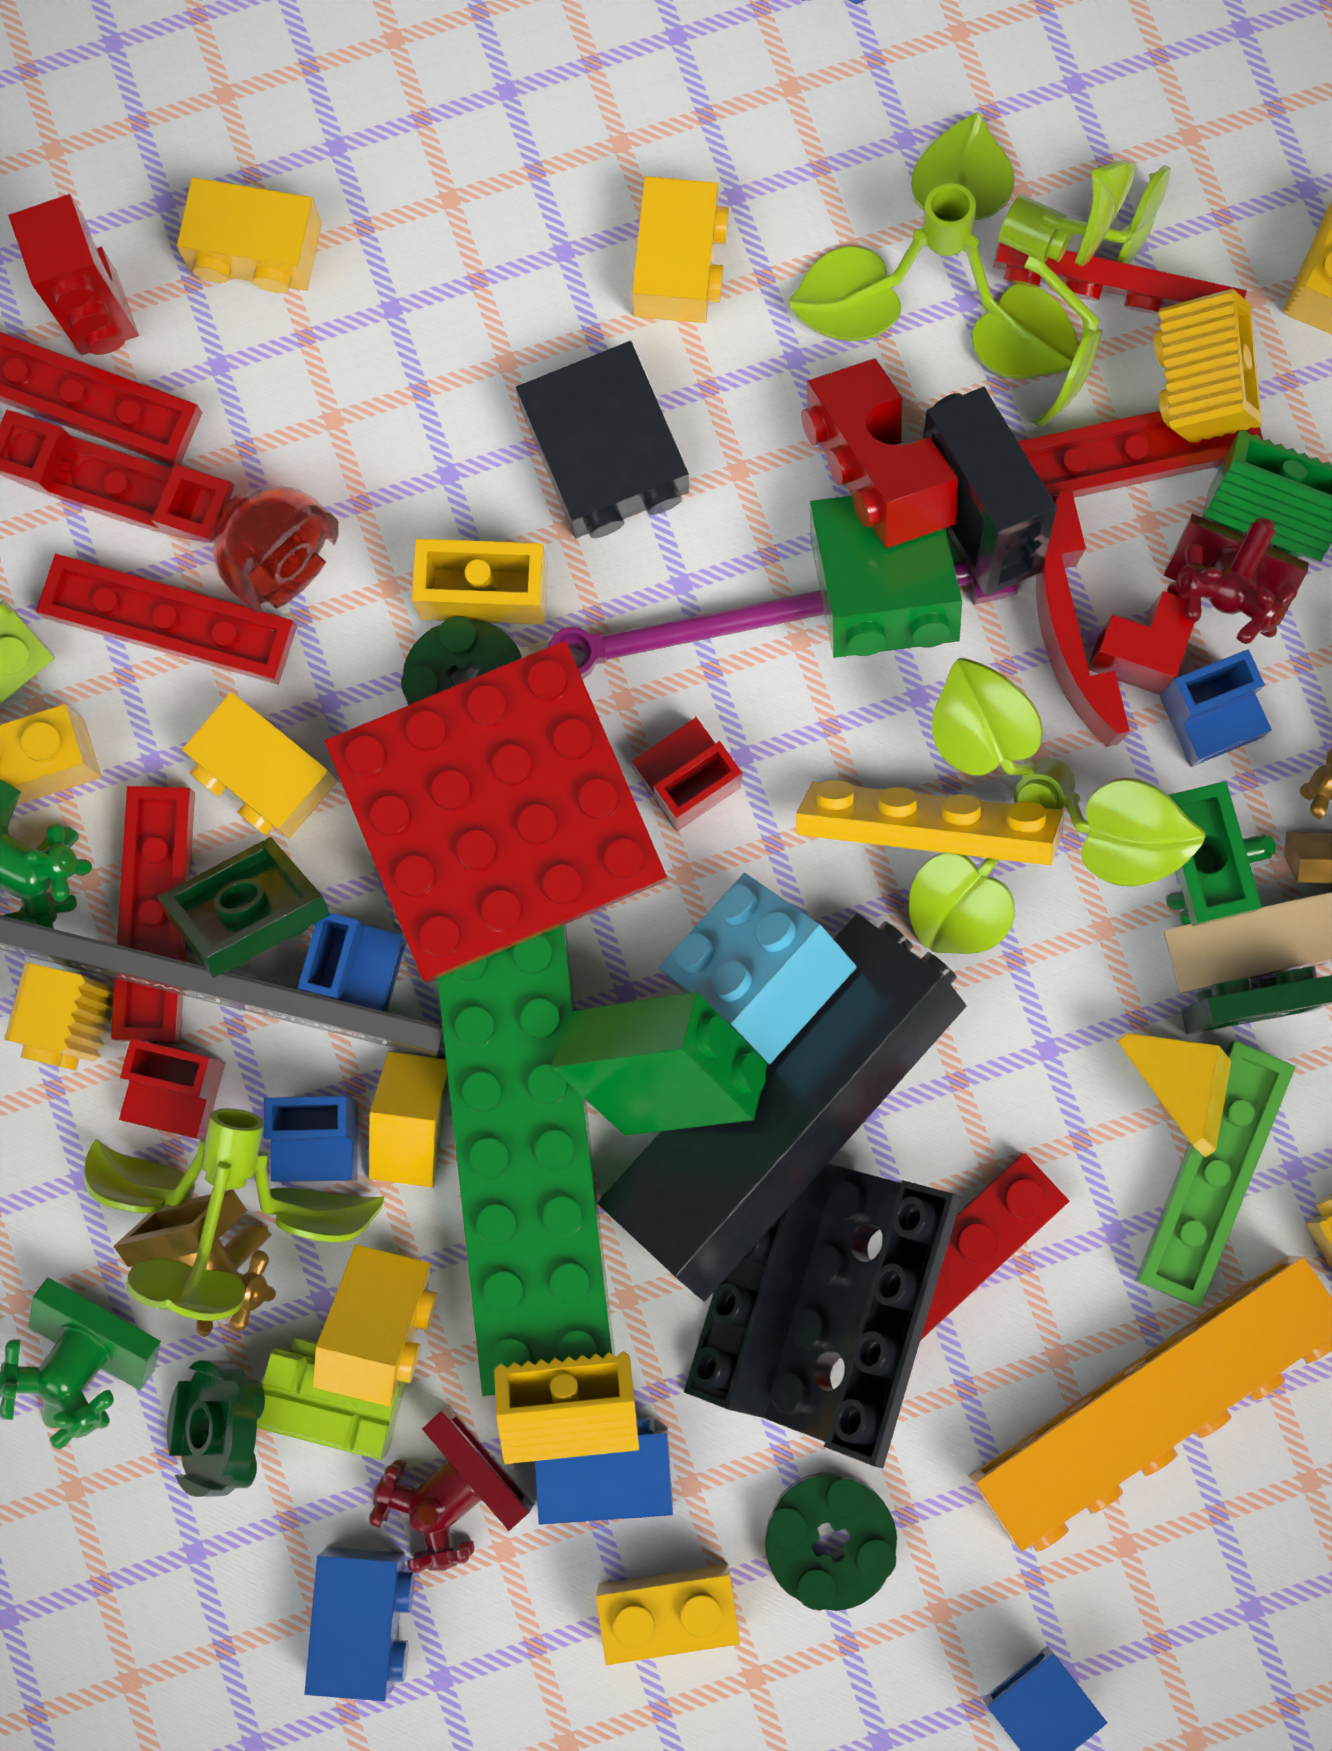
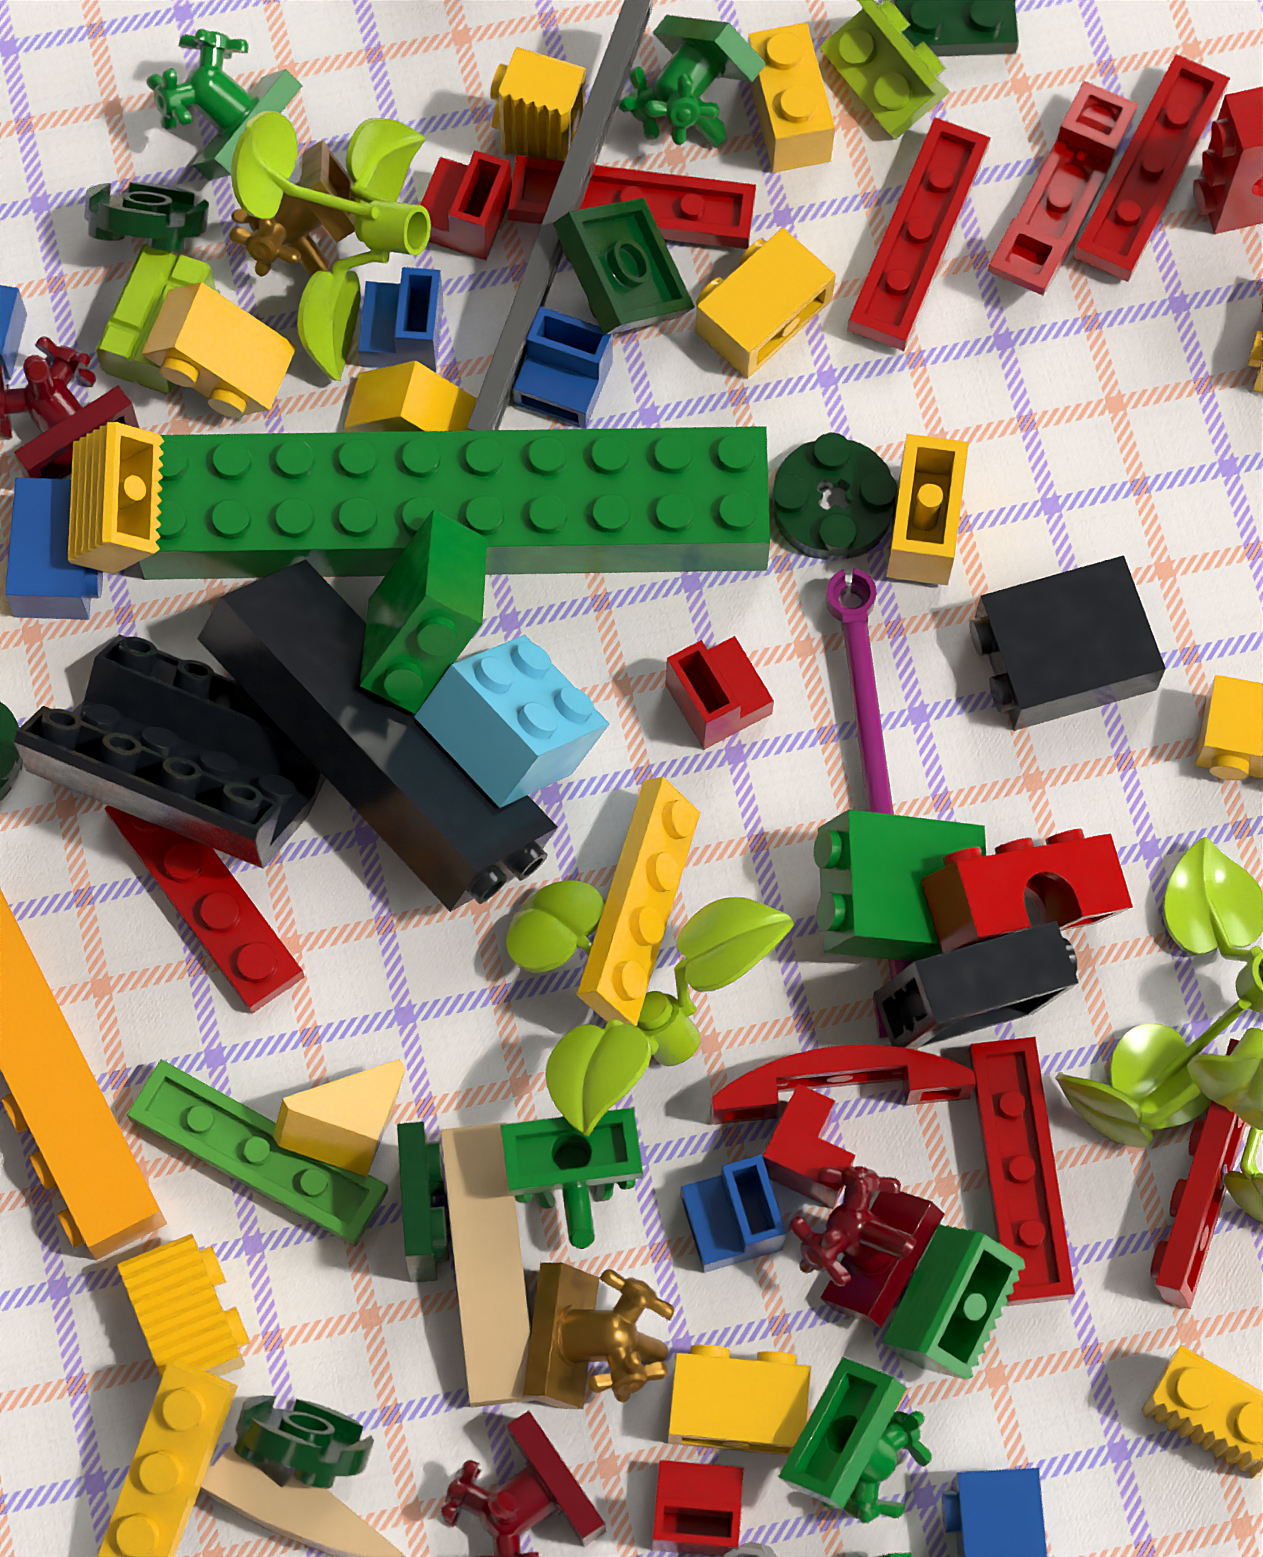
camera: 90 degrees right, 10 degrees down
(271, 544) = (979, 322): clear red cylinder -> none
(495, 811) = (688, 488): red plate -> none
(1208, 366) = (1095, 1234): yellow brick -> none

